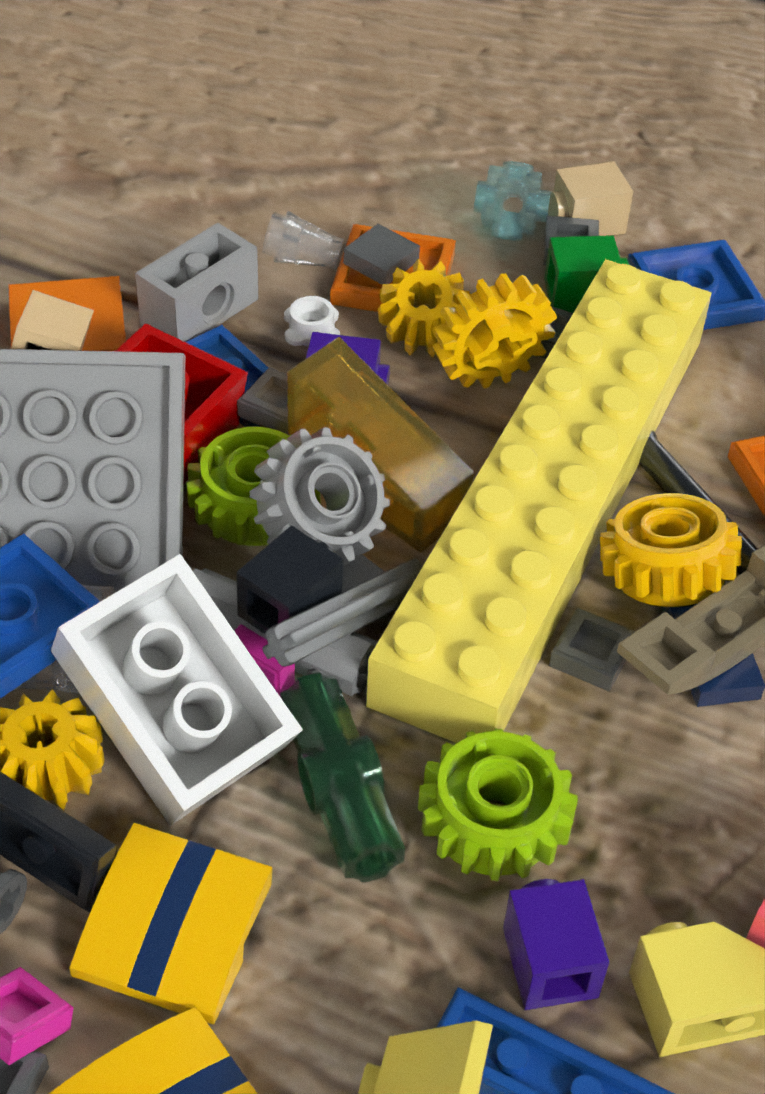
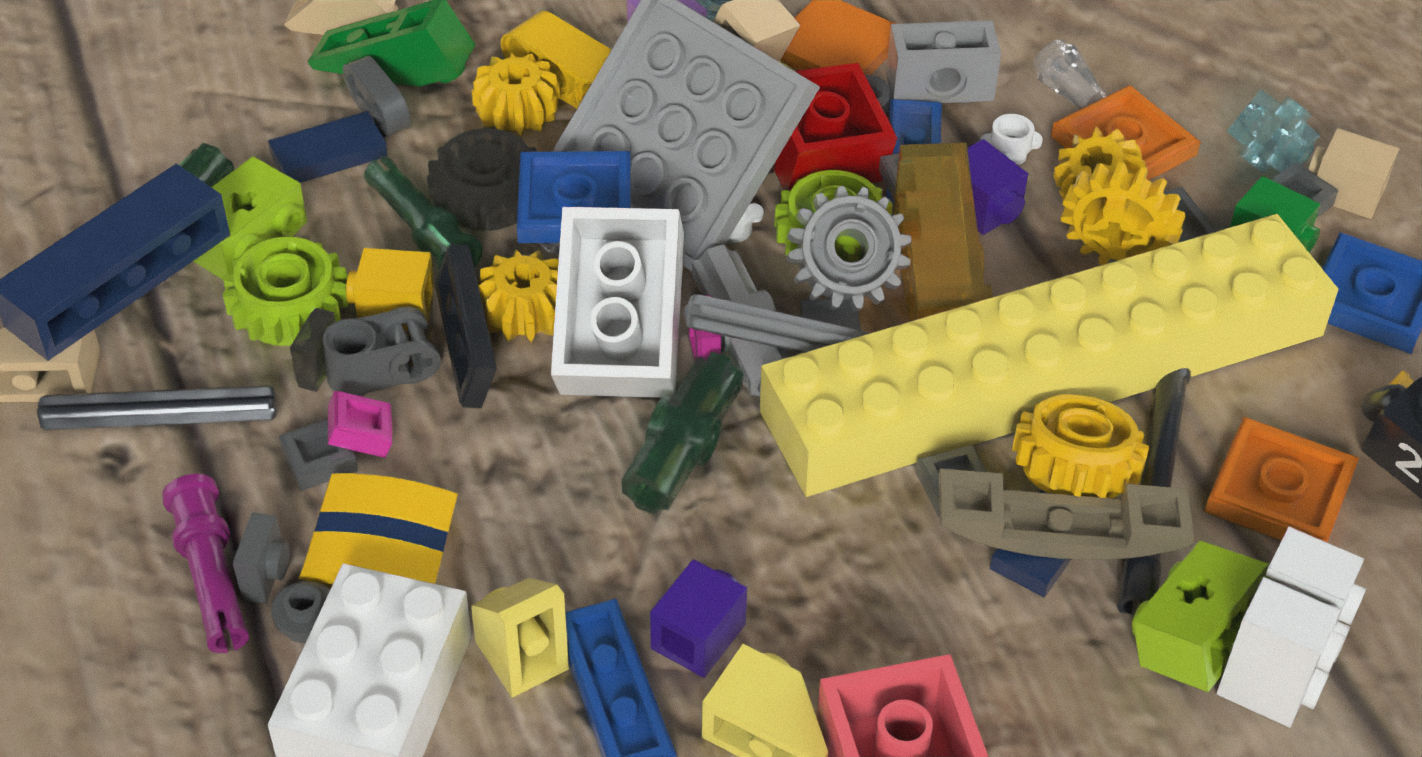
camera: 45 degrees right, 0 degrees up
(171, 922) = (495, 440): yellow slope -> none
(287, 579) = (760, 278): black brick -> none
(379, 253) = (1116, 111): dark grey tile -> none
(492, 836) = (761, 517): lime gear -> none

